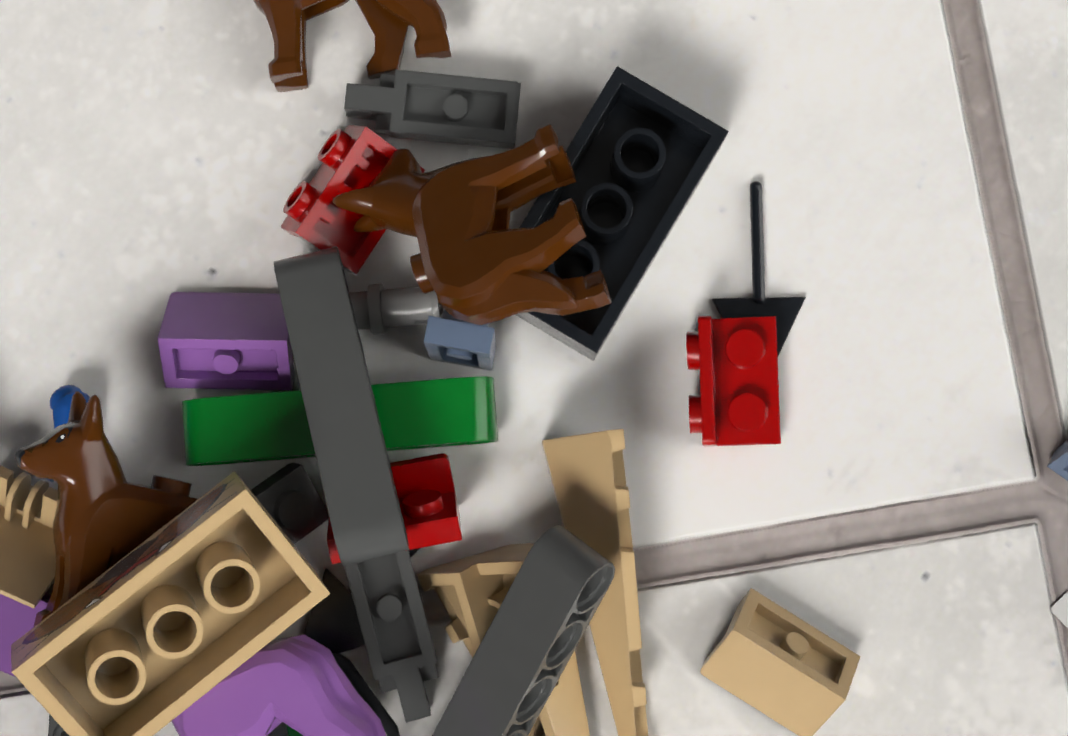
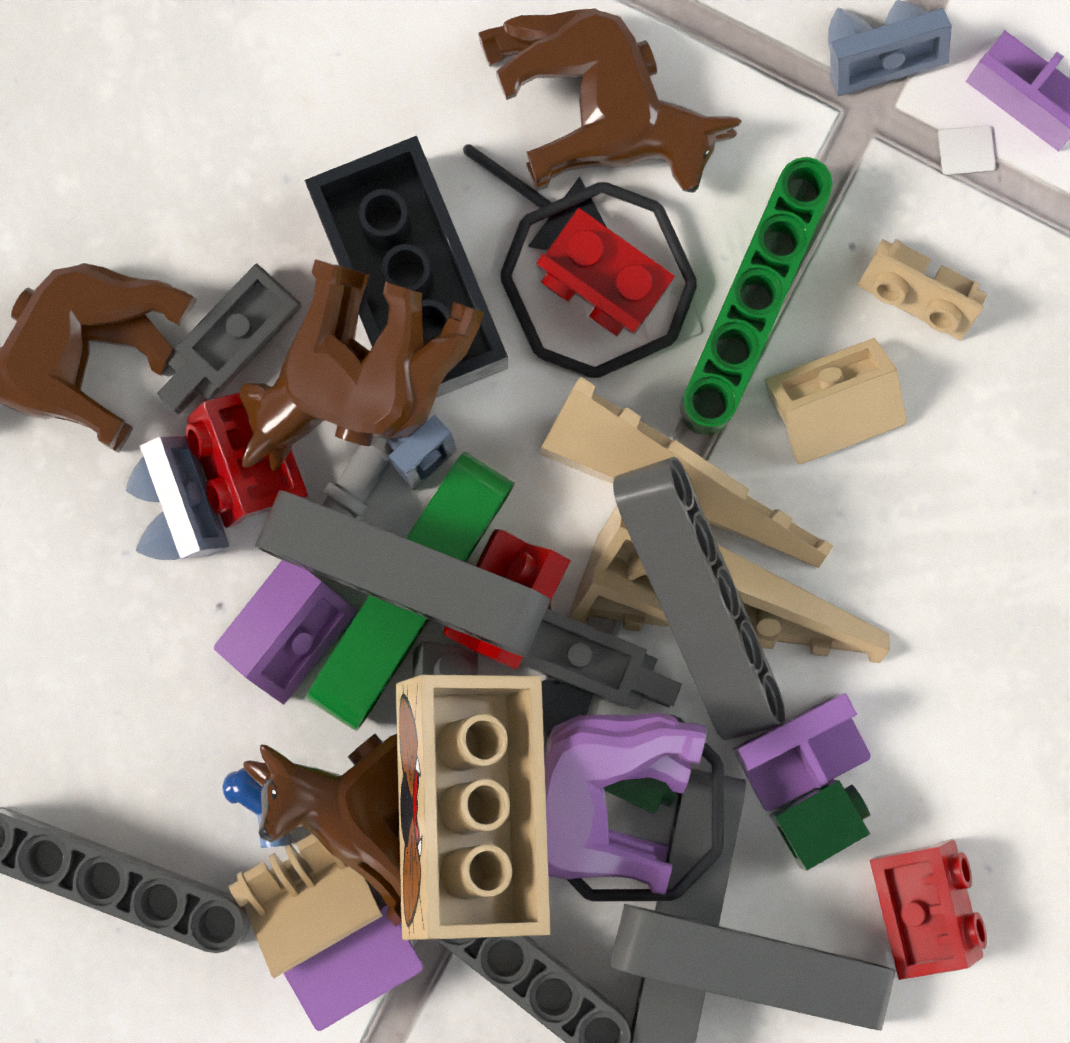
camera: 55 degrees left, 0 degrees up
(284, 158) = (176, 480): none -> sand blue tile
(685, 458) = (635, 354): none -> black piece
(744, 469) = (662, 314): none -> white sticker
(847, 525) = (772, 273): none -> green beam
(893, 282) = (617, 99): none -> reddish brown animal
(937, 697) = (898, 279): none -> tan hinge

